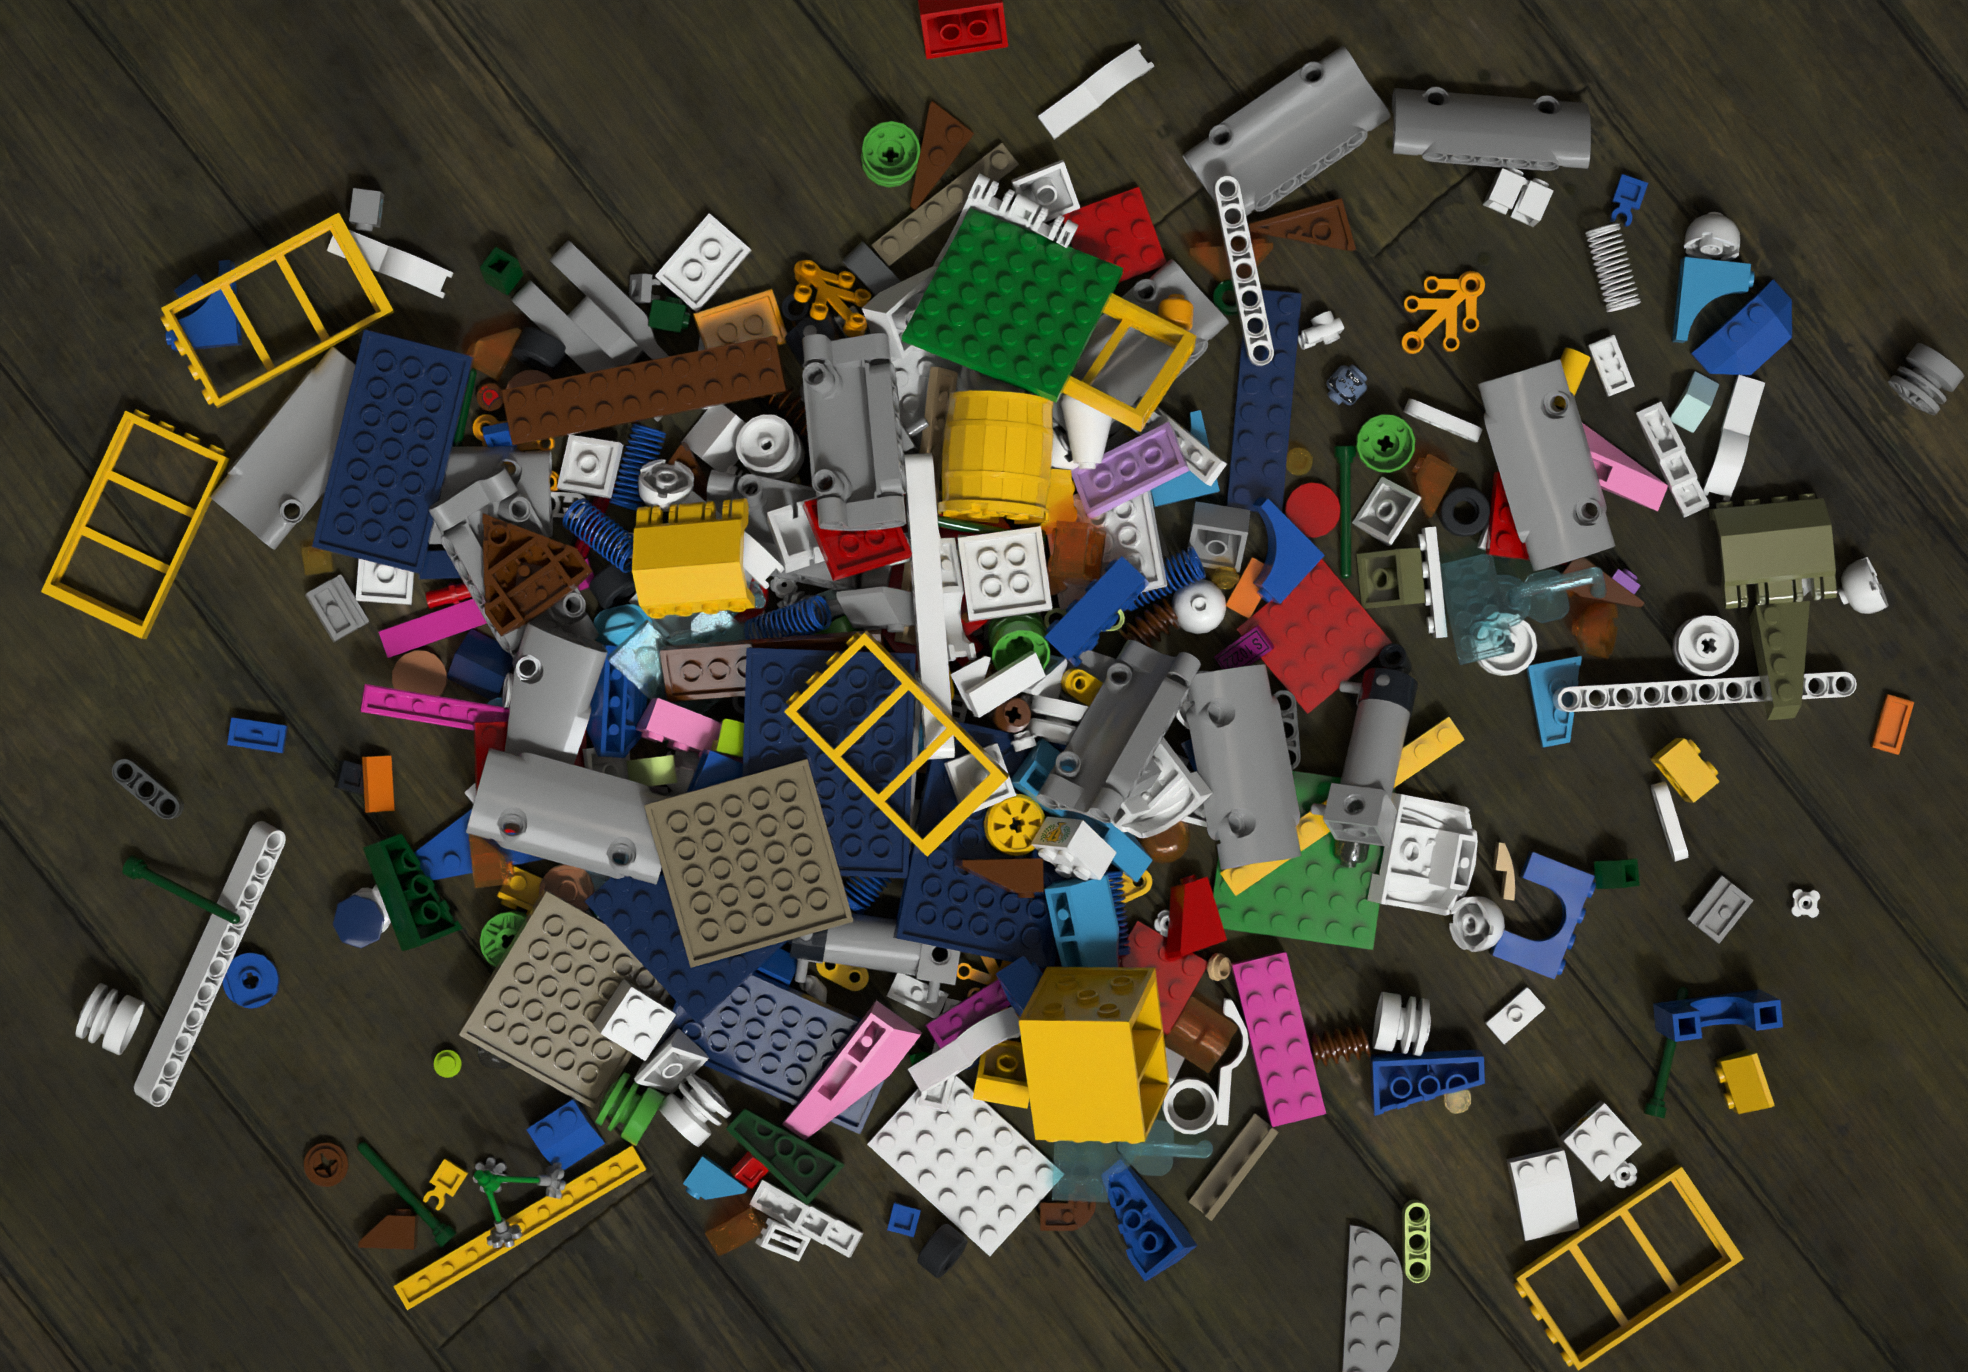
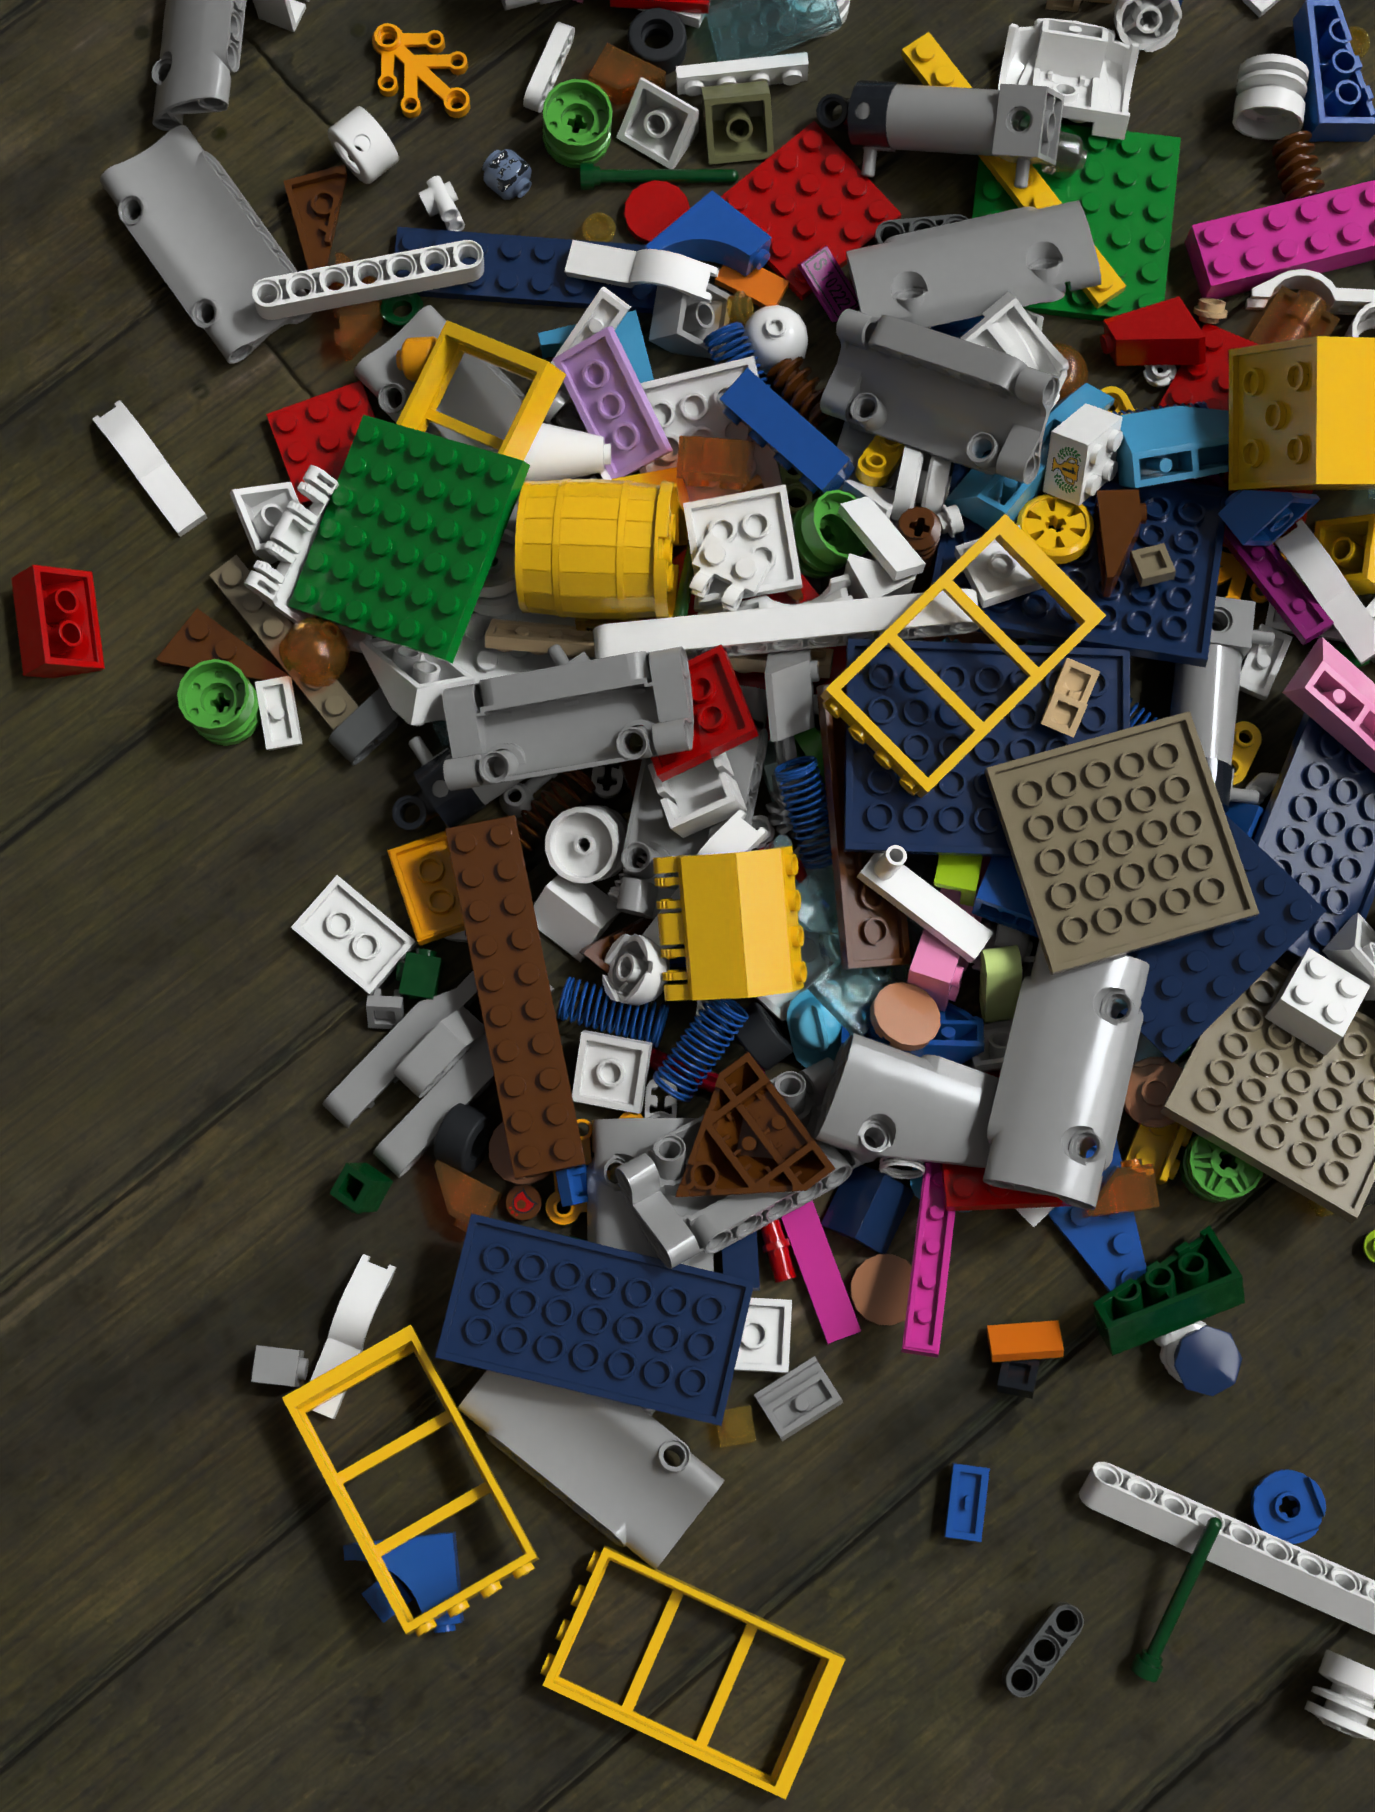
camera: 90 degrees left, 10 degrees down
(624, 695) = (905, 1016): none -> nougat tile
(707, 712) = (924, 903): none -> white piece
(809, 273) = (376, 796): light orange plant -> none
(866, 827) = (1069, 697): none -> tan slope
(884, 201) = (278, 713): none -> white plate
(930, 229) = (315, 651): none -> clear orange cylinder
(979, 899) = (1152, 565): none -> dark tan plate
(985, 563) = (731, 565): none -> white plate
(1251, 494) = (644, 266): none -> white piece
(1379, 259) = (363, 131): none -> white piece

